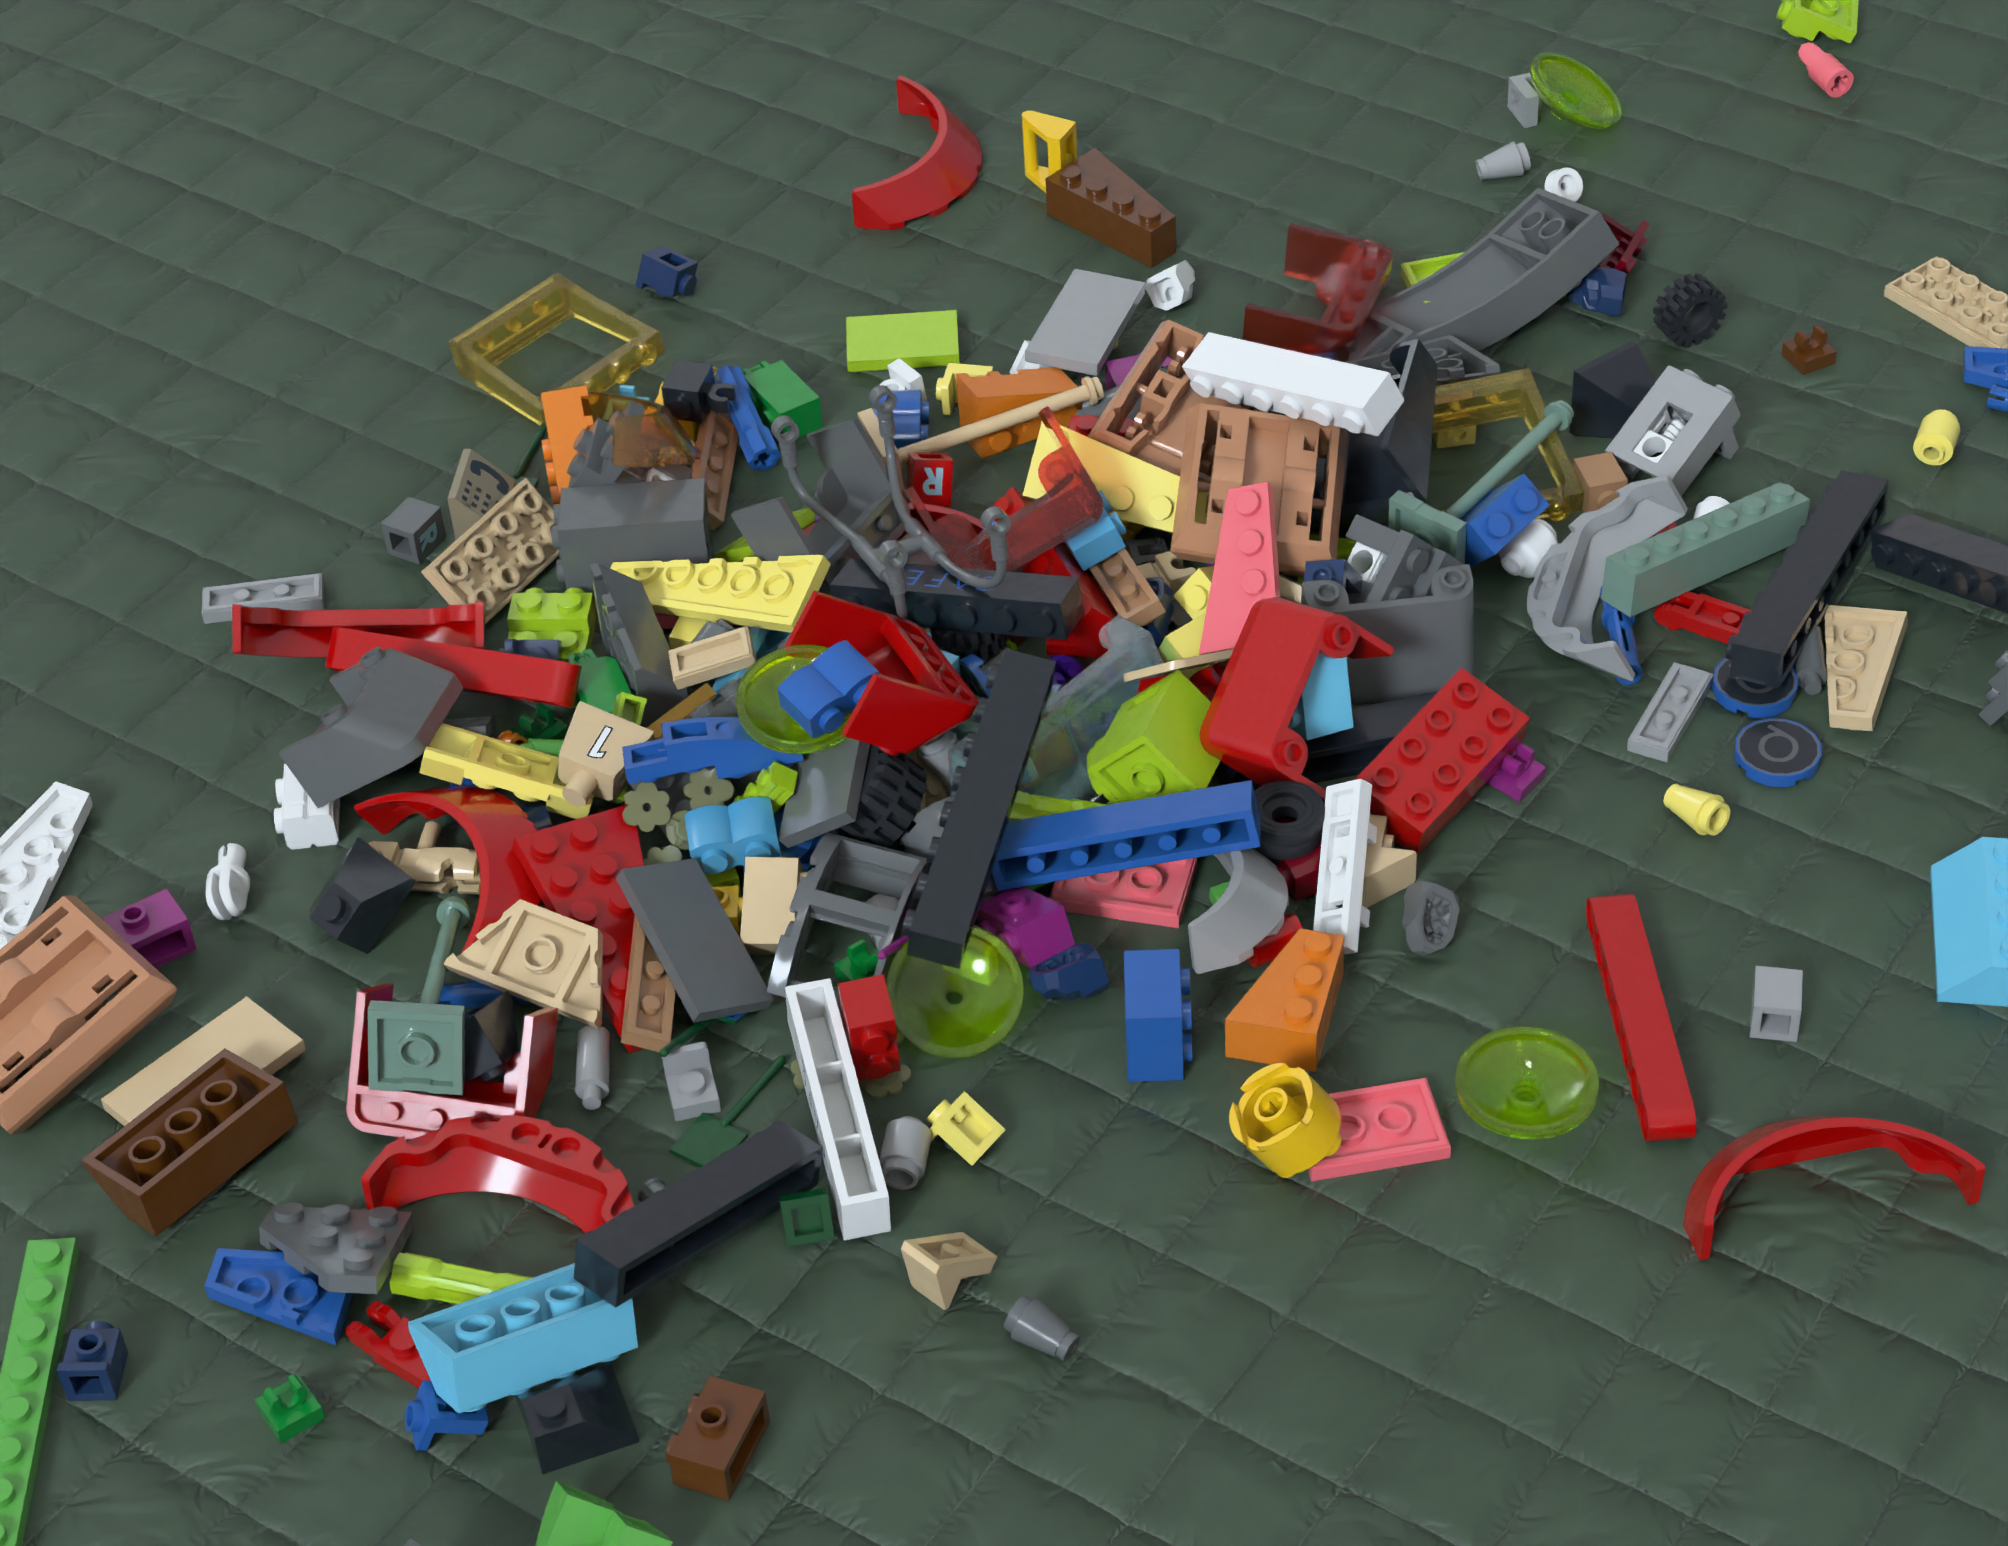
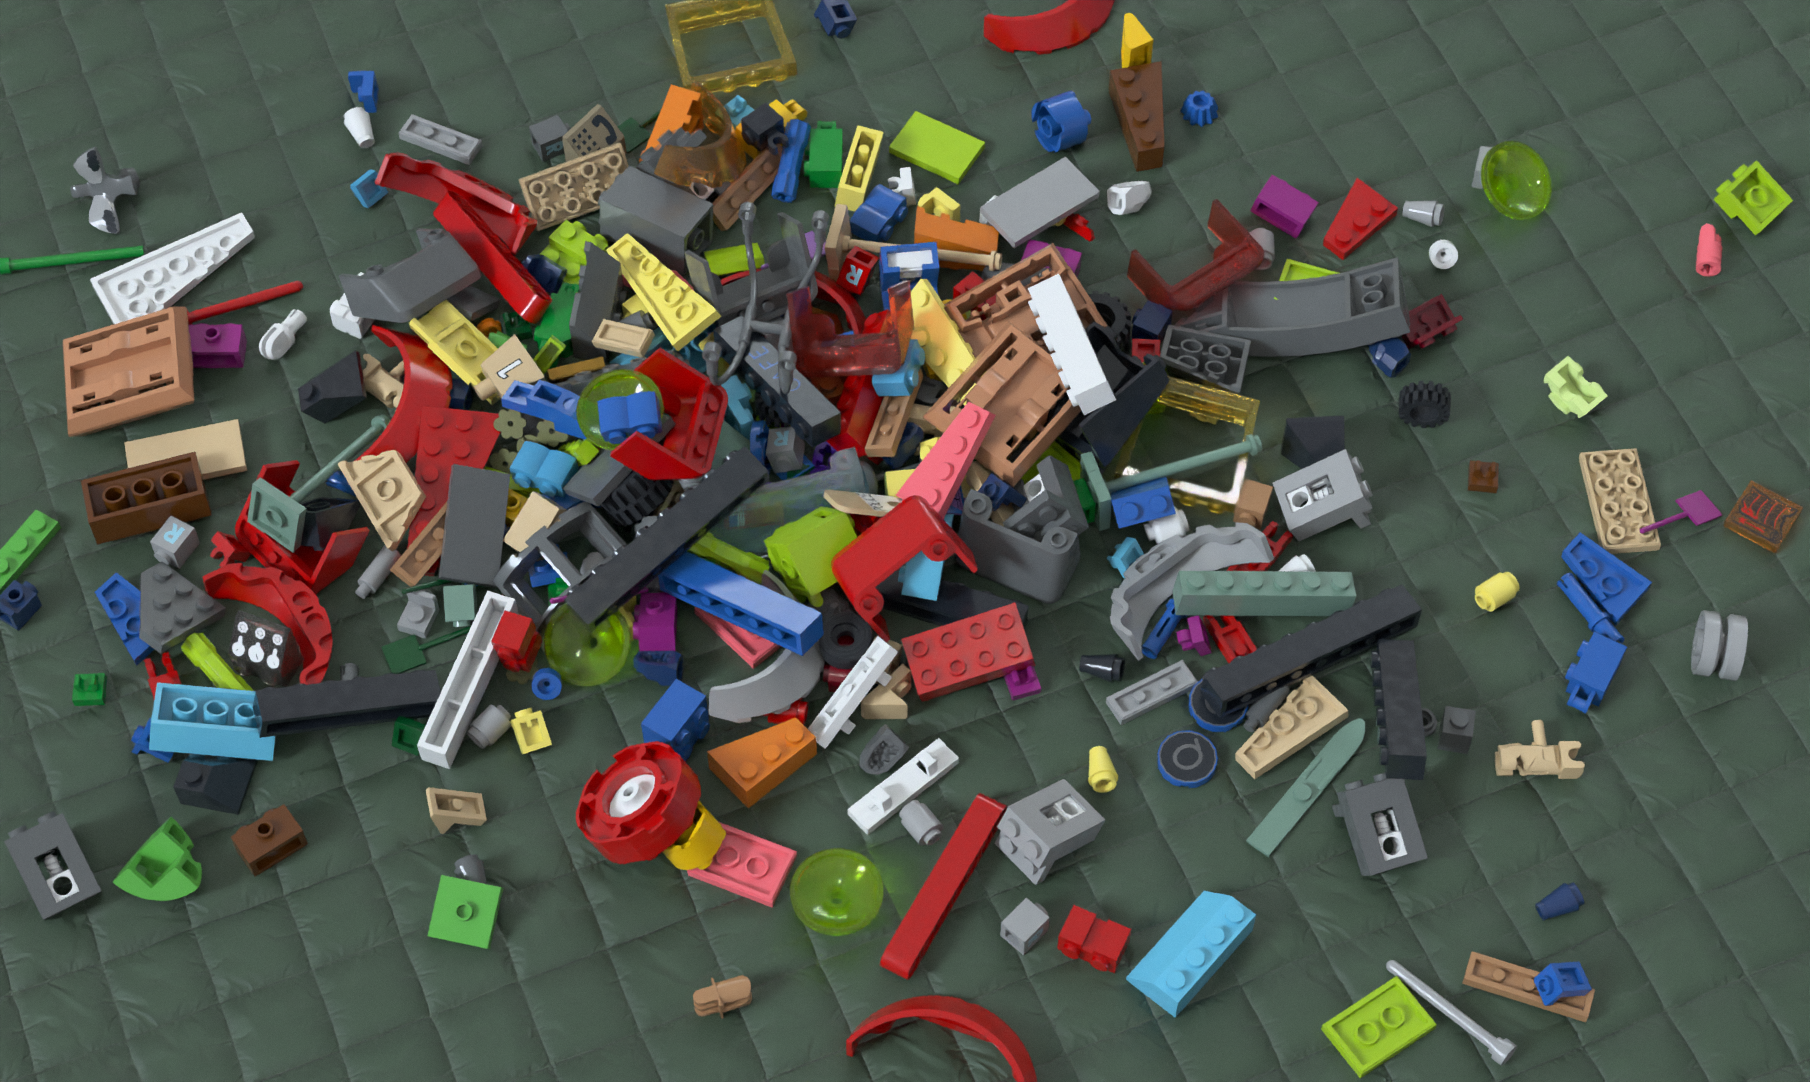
camera: 30 degrees right, 15 degrees up
(116, 583) = (367, 88): none -> blue bracket
(142, 628) = (359, 125): none -> white cone
(149, 867) = (244, 301): none -> red piece
(212, 683) = (366, 190): none -> dark azure tile
(273, 1172) = (174, 542): none -> light grey brick
(356, 1141) = (230, 547): none -> red tile
(519, 1216) = (264, 650): none -> clear smoke slope
(744, 1038) = (460, 604): none -> sand green brick
(825, 950) = (542, 573): none -> blue bracket
(834, 379) = (859, 167): none -> light yellow brick
(938, 1068) = (546, 684): none -> blue tile
(998, 443) = (907, 263): none -> blue brick
(1032, 248) = (1060, 122): none -> blue brick
(1070, 1369) = (465, 912): none -> bright green plate
(1137, 334) = (1079, 225): none -> red piece
(1168, 182) = (1199, 108): none -> blue piece
(1200, 1110) = (639, 803): none -> red piece
(1356, 214) = (1284, 206): none -> magenta brick
(1438, 201) = (1358, 219): none -> red wing
(1483, 948) = (902, 786): none -> white hinge
(1495, 1275) = (723, 996): none -> medium nougat arm
(1509, 598) = (1125, 554): none -> medium azure tile
(1548, 967) = (921, 823): none -> light grey brick
(1595, 711) = (1105, 666): none -> black cone
(1668, 631) = (1195, 636): none -> magenta tile
(1704, 895) = (1047, 828): none -> light grey brick
(1820, 239) = (1570, 389): none -> yellowish green cylinder
(1867, 974) = (1093, 939): none -> red brick
(1933, 714) = (1307, 788): none -> sand green piece

